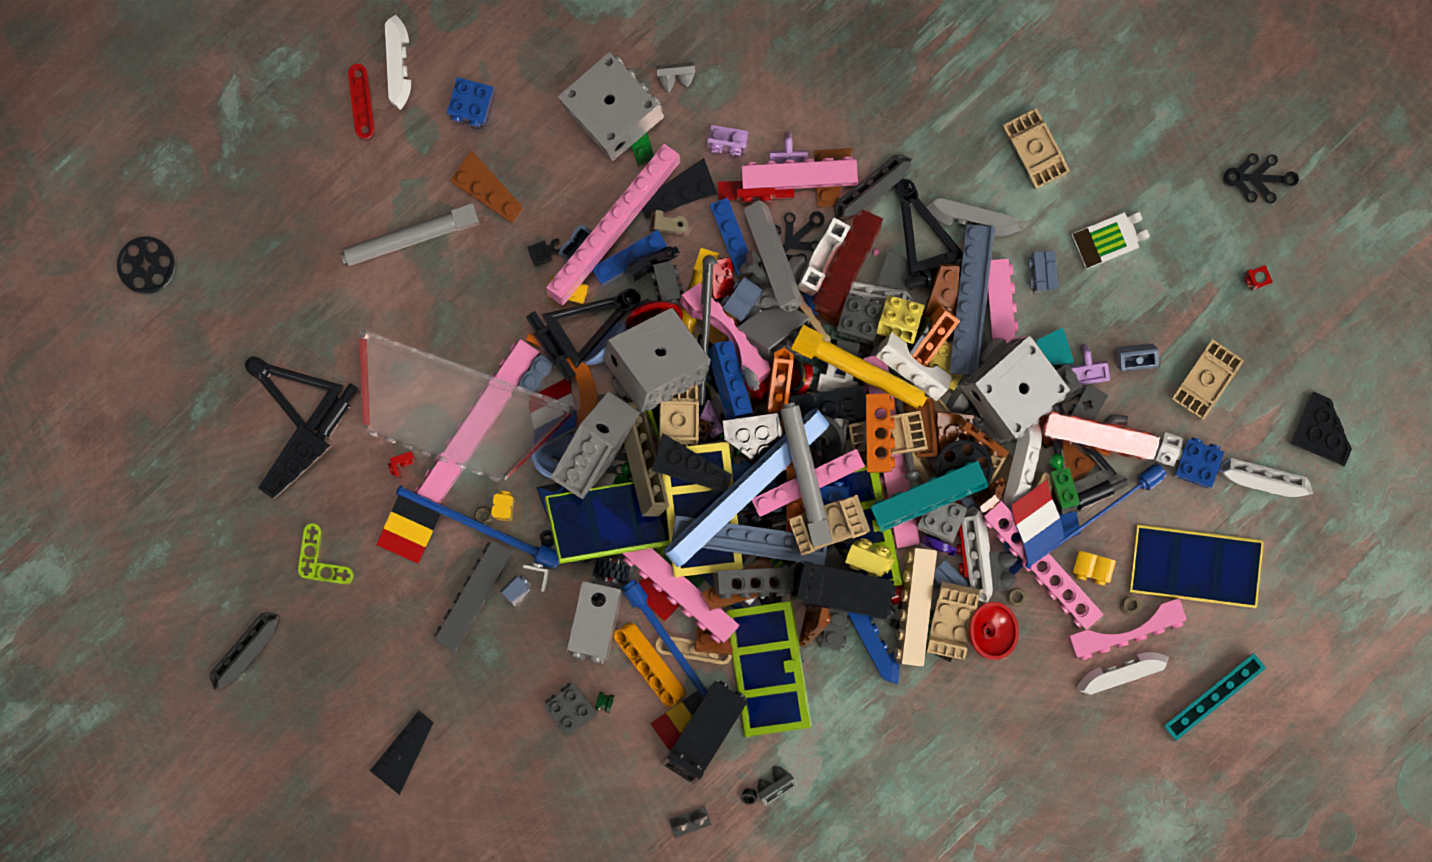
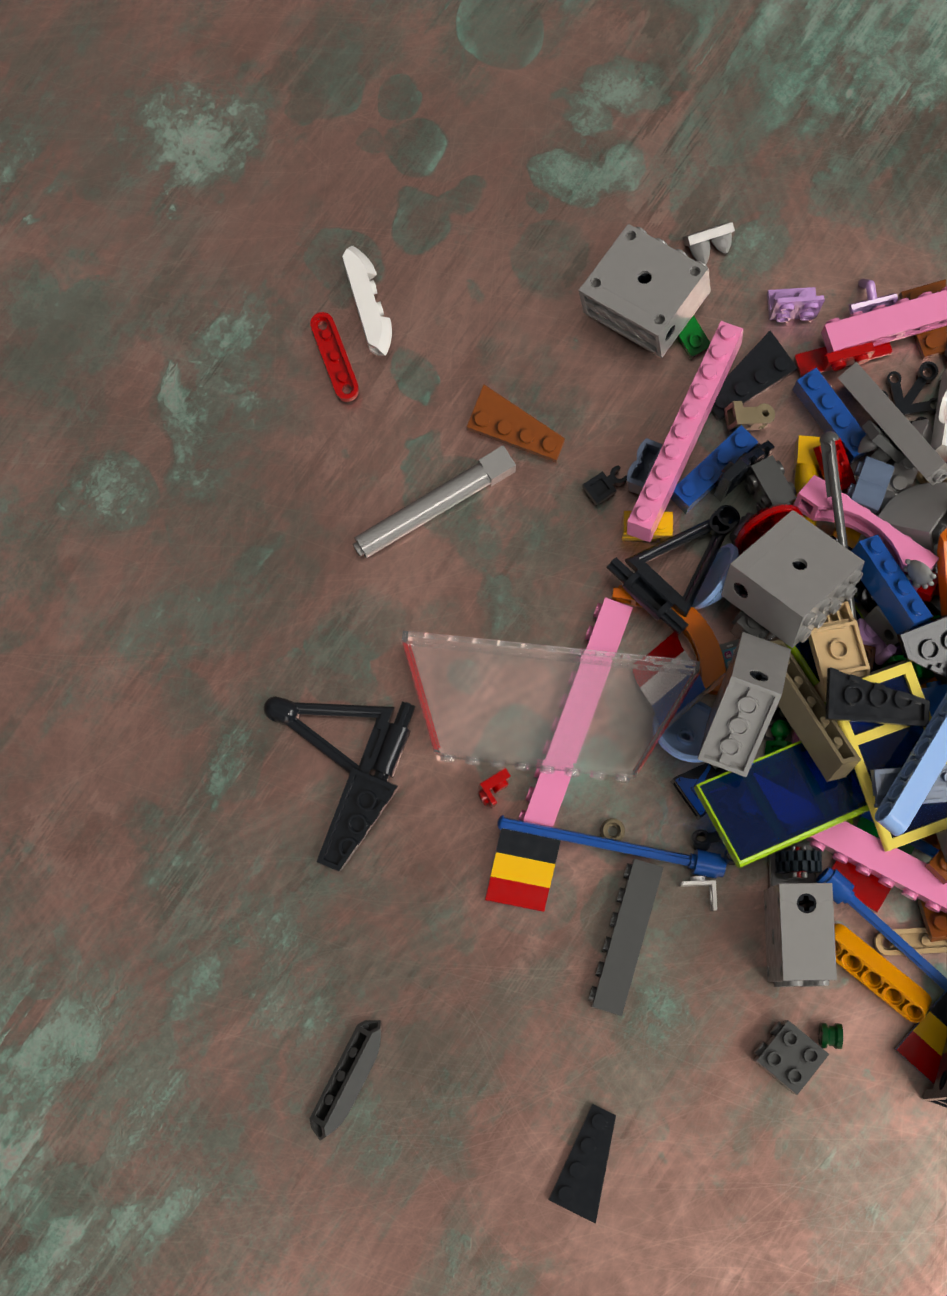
camera: 15 degrees left, 5 degrees down
(138, 260) = (122, 617): black wedge -> none
(317, 567) = (416, 946): lime beam -> none
(470, 102) = (469, 326): blue brick -> none
(503, 506) = (637, 812): yellow brick -> none
(516, 589) = (681, 915): sand blue brick -> none
(540, 370) = (636, 634): sand blue brick -> none

